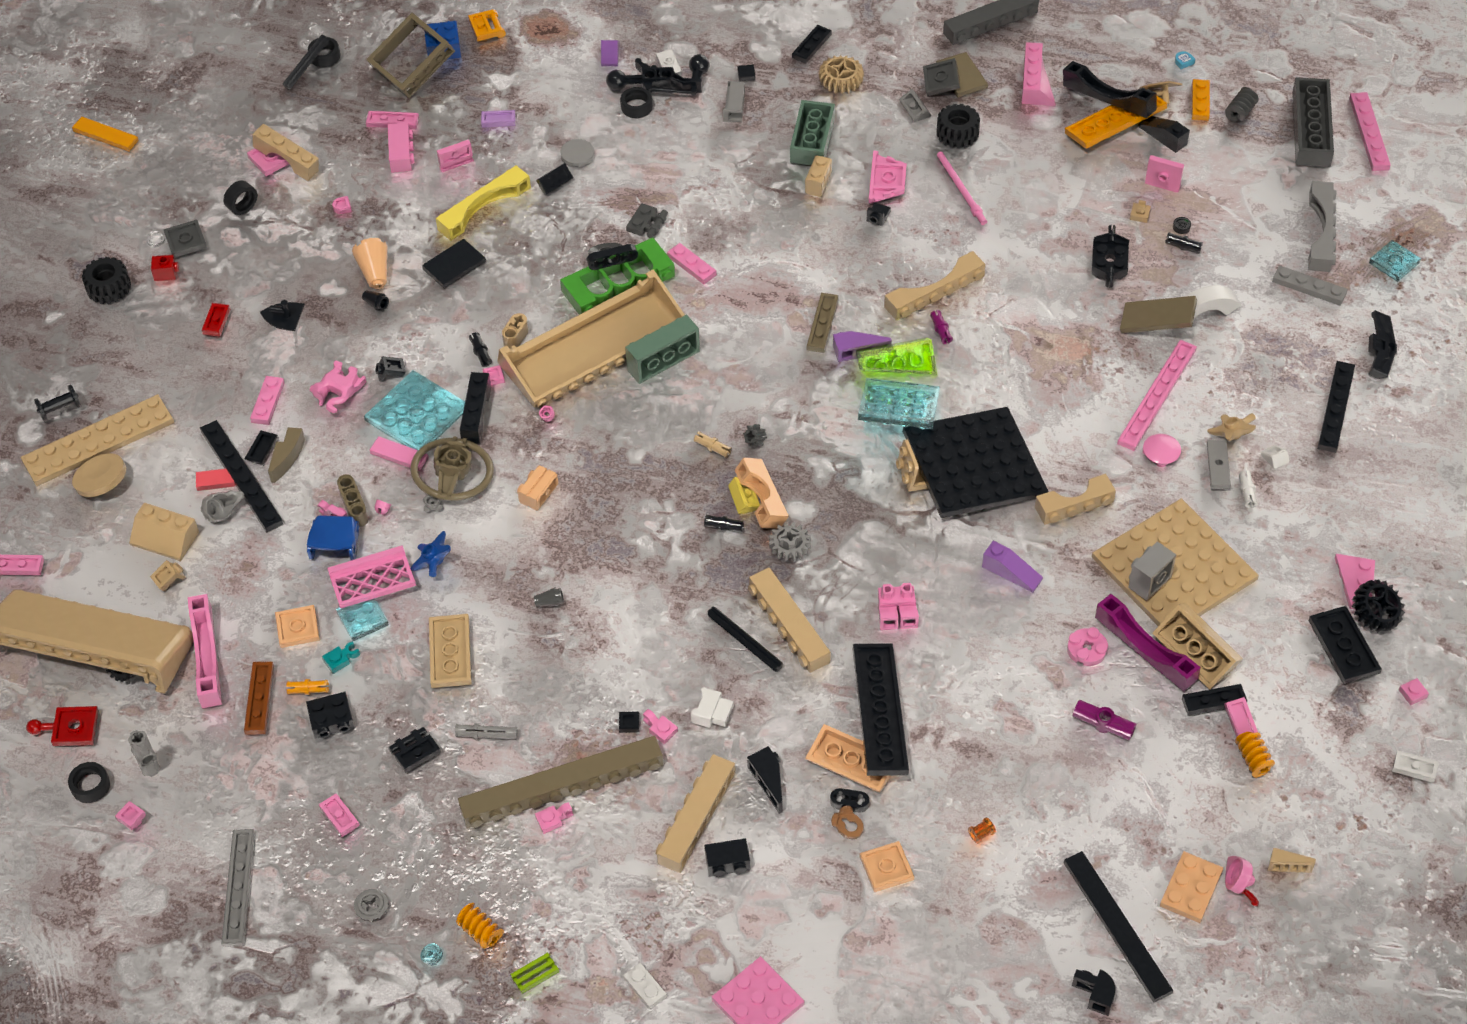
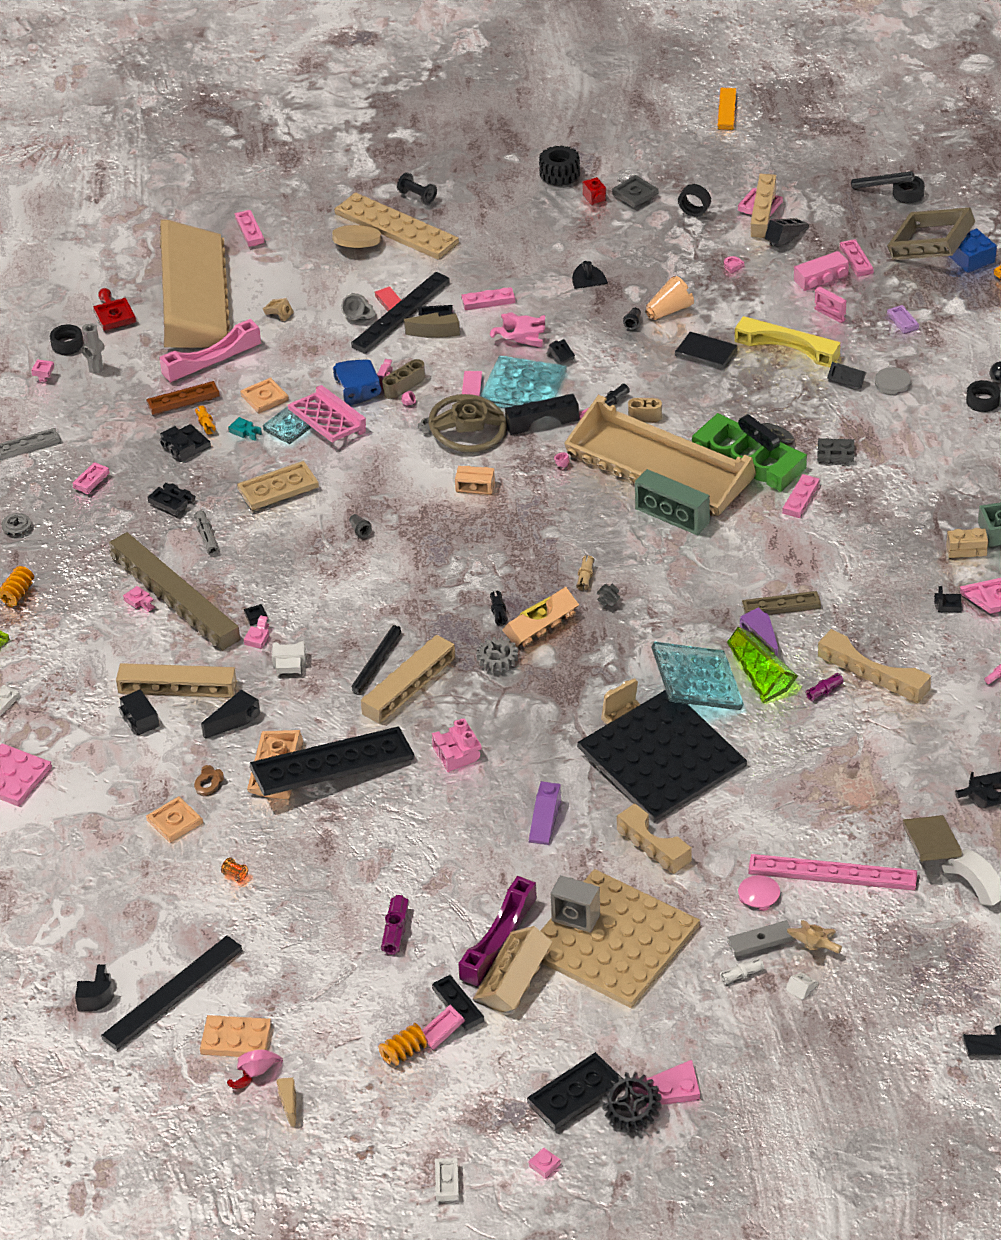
camera: 70 degrees right, 10 degrees down
(163, 531) = (319, 290): tan slope -> none
(216, 319) = (556, 239): red plate -> none
(325, 151) = (784, 230): none -> black slope
(432, 555) = (368, 441): blue animal -> none
(849, 798) = (236, 774): black beam -> none
(1083, 655) = (477, 885): bright pink plate -> none
(1336, 407) = (901, 1020): black plate -> none

